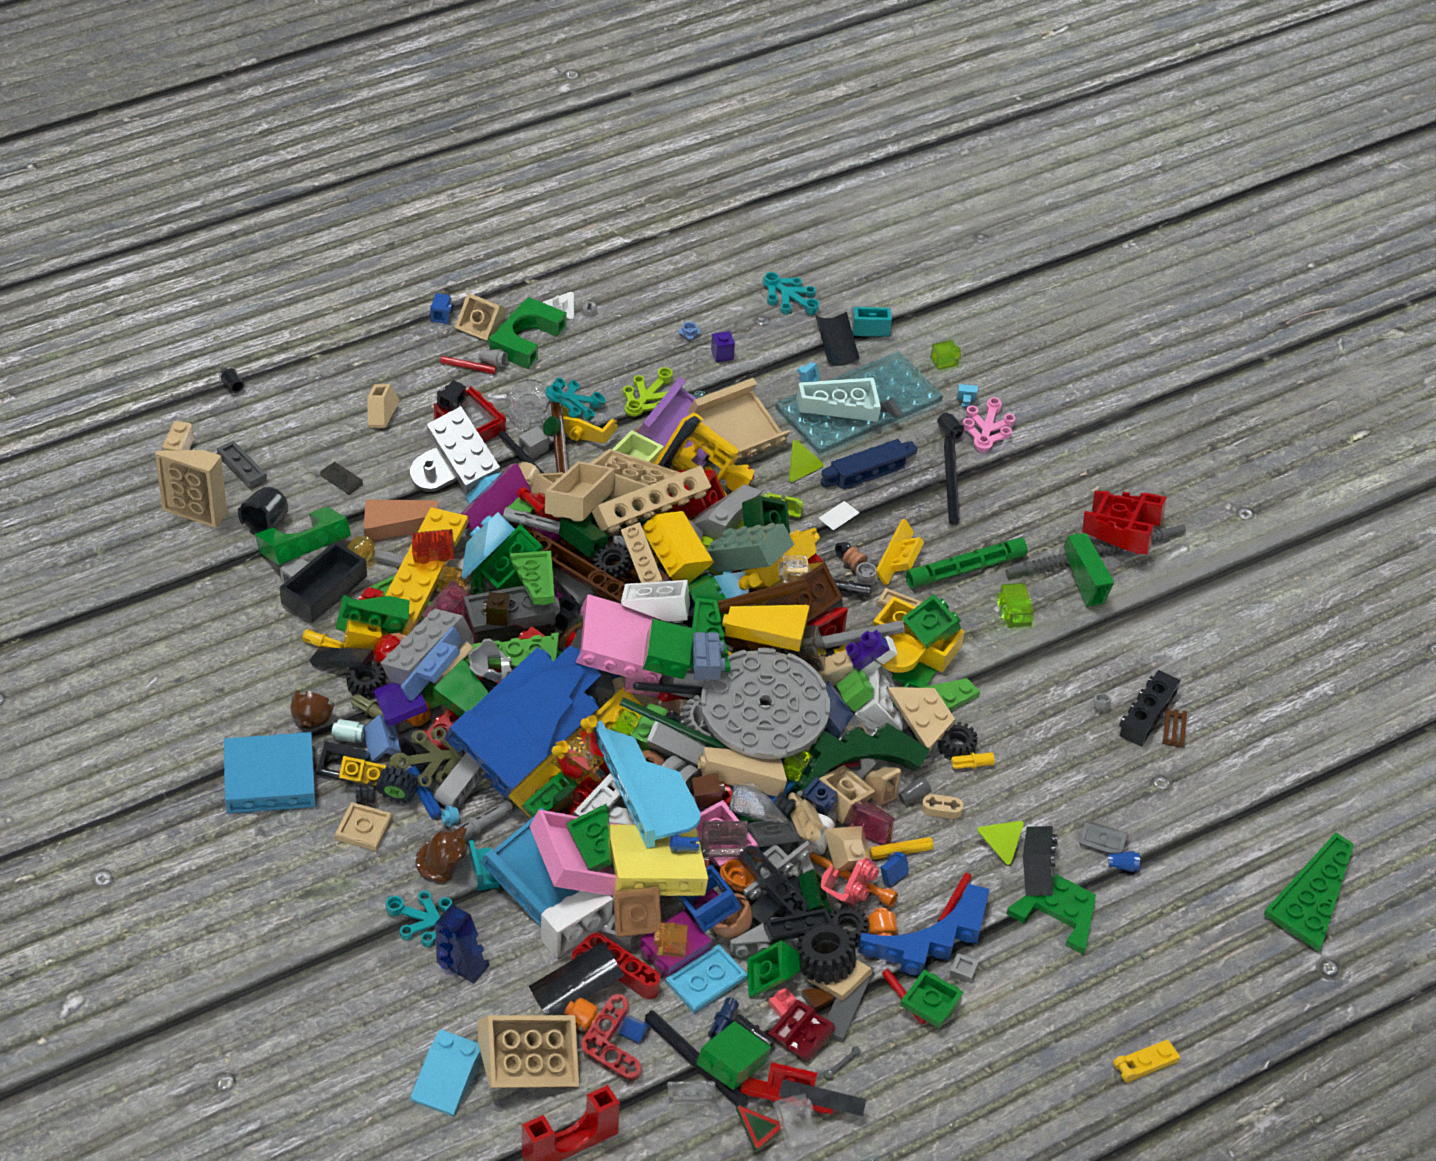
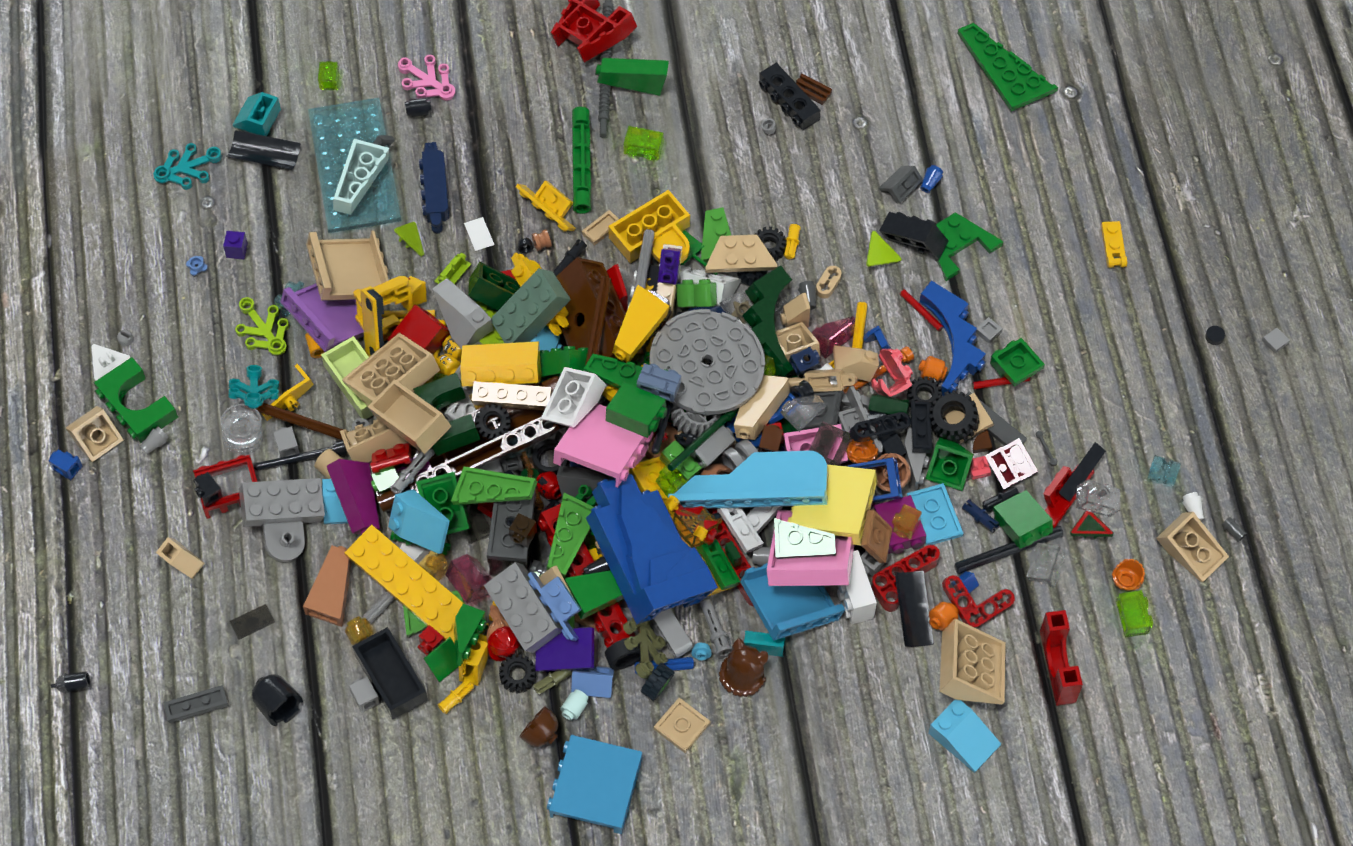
camera: 65 degrees left, 15 degrees up
(179, 437) = (144, 754): tan brick -> none
(192, 485) = (233, 749): tan slope -> none
(326, 529) = (340, 691): green arch -> none
(340, 750) = (599, 712): black tile -> none
(341, 657) = (489, 684): black tile -> none
(360, 770) = (629, 705): yellow slope -> none
(364, 792) = (649, 712): black wheel -> none
(427, 919) = (801, 700): teal plant -> none
(433, 546) = (403, 564): clear red brick -> none
(457, 945) = (850, 685): clear blue wedge -> none
(467, 364) = (150, 466): red bar -> none
(479, 661) = (579, 567): light grey helmet -> none
(552, 426) = (284, 418): dark green tile -> none
(684, 843) = (834, 478): blue pin -> none
(693, 478) = (444, 363): tan brick -> none
(792, 564) = (572, 282): clear bracket -> none
(809, 373) = (302, 191): medium azure tile -> none
(865, 574) = (564, 239): light grey wheel -> none
(932, 621) = (656, 207): green plate -> none
(951, 481) = (479, 133): black axle -> none
(967, 394) = (386, 79): medium azure tile -> none

